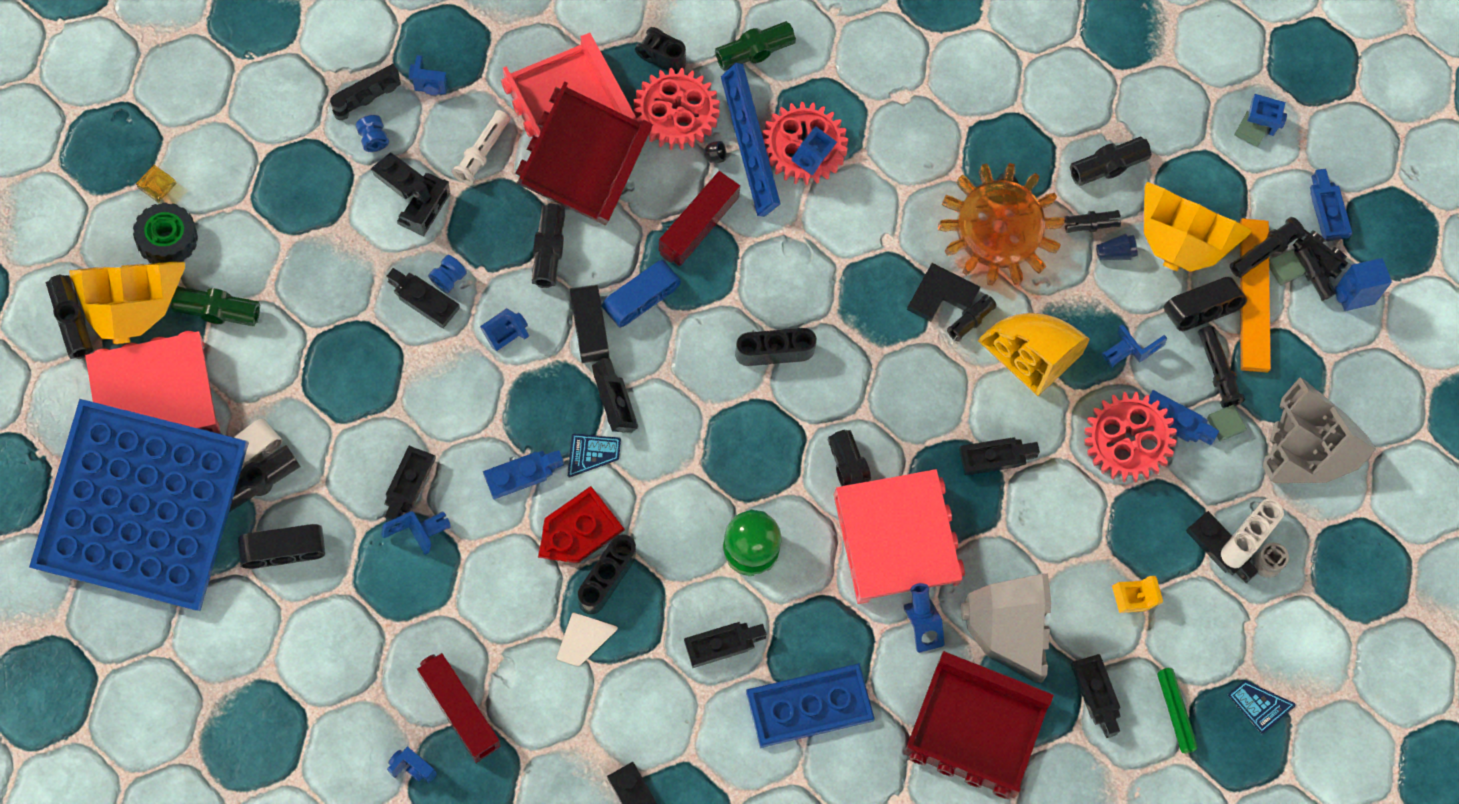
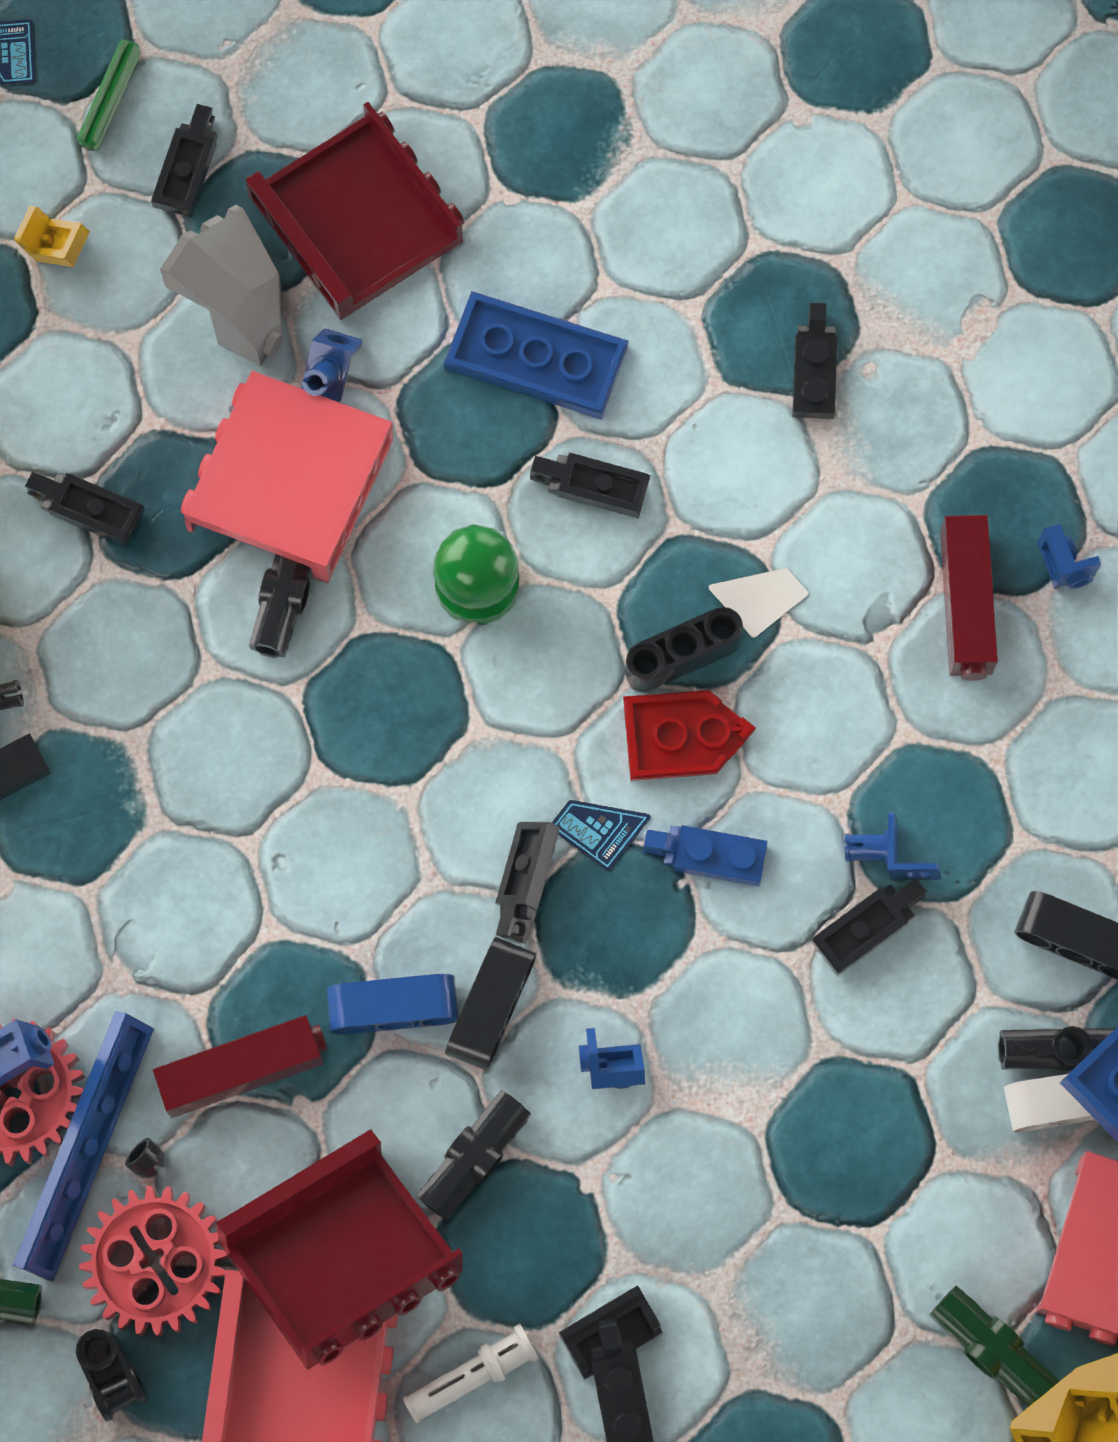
camera: 140 degrees left, 5 degrees up
(423, 297) = (693, 1187): black hinge -> none
(447, 274) = (651, 1194): blue wheel -> none
(785, 338) = (251, 801): black beam -> none

